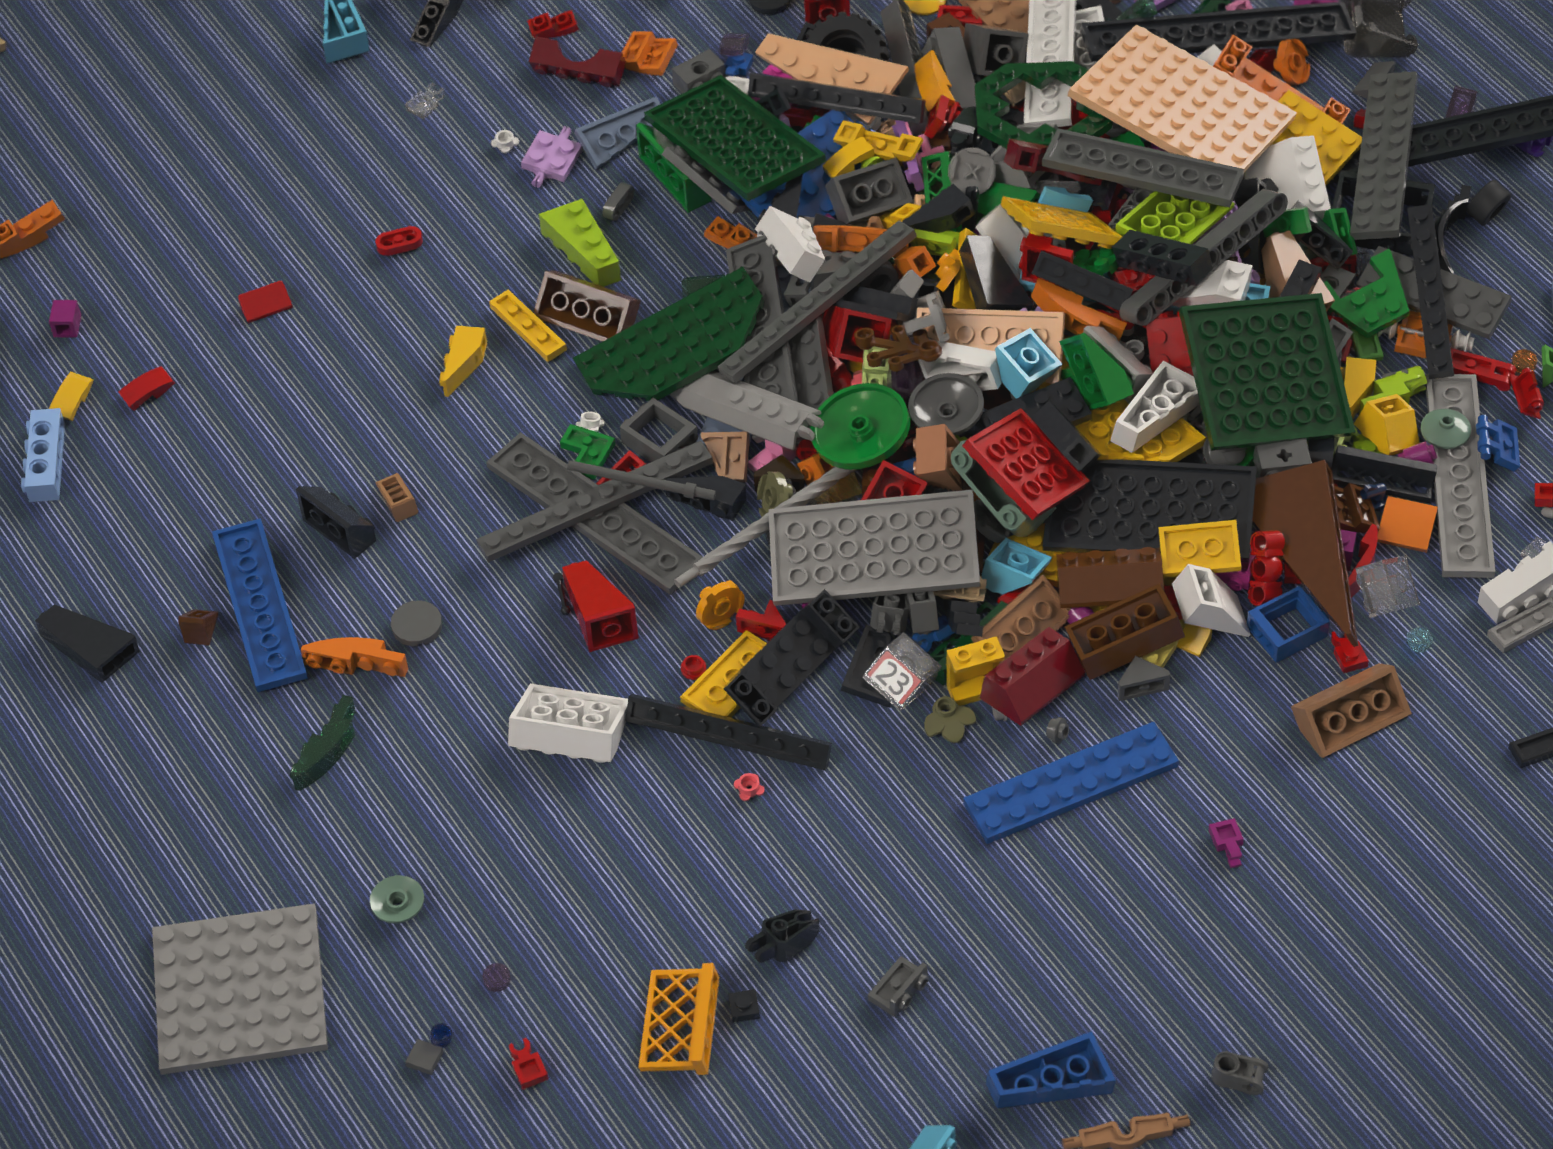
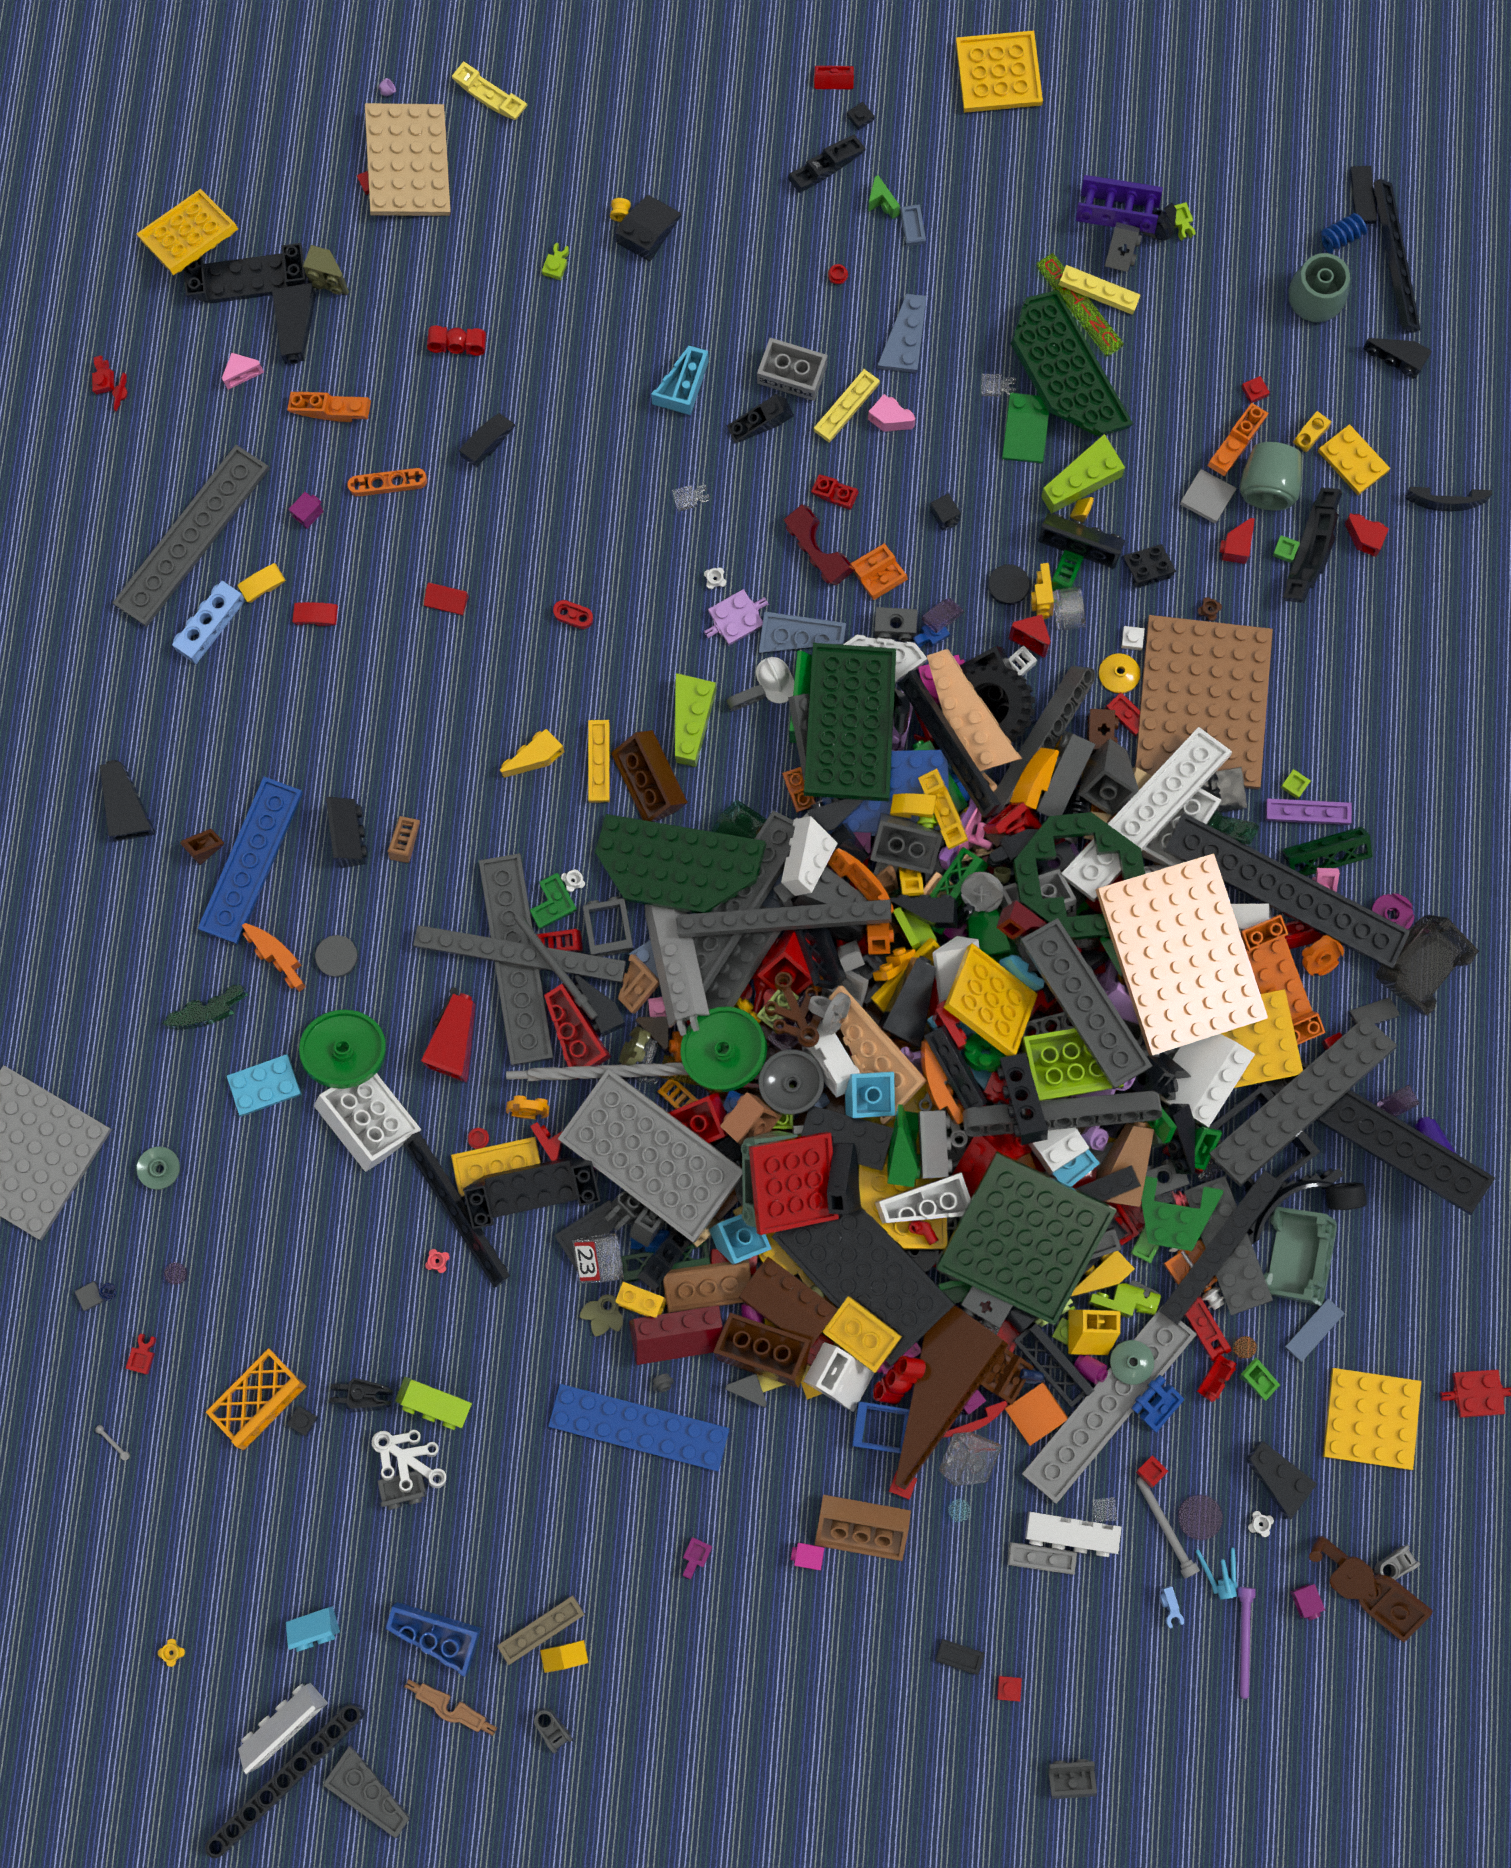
camera: 40 degrees right, 25 degrees up
(98, 119) = (456, 340): none -> red piece
(104, 273) = (387, 486): none -> orange beam
(141, 23) = (556, 264): none -> lime plate
(194, 172) = (486, 439): none -> black slope
(440, 768) = (264, 1085): none -> medium azure plate
(494, 679) = (342, 1049): none -> green dish
(628, 170) = (775, 679): none -> white piece
(701, 520) = (576, 1035): none -> red wedge
(849, 957) = (406, 1457): none -> white plant
(856, 892) = (432, 1403): none -> lime wedge
(1146, 1002) = (540, 1630): none -> dark tan plate
(1171, 433) = (923, 1228): none -> red arm
(1188, 1010) = (564, 1656): none -> yellow slope
(1327, 764) = (807, 1556): none -> dark pink brick
(1494, 260) = (1301, 1255): none -> sand green windscreen

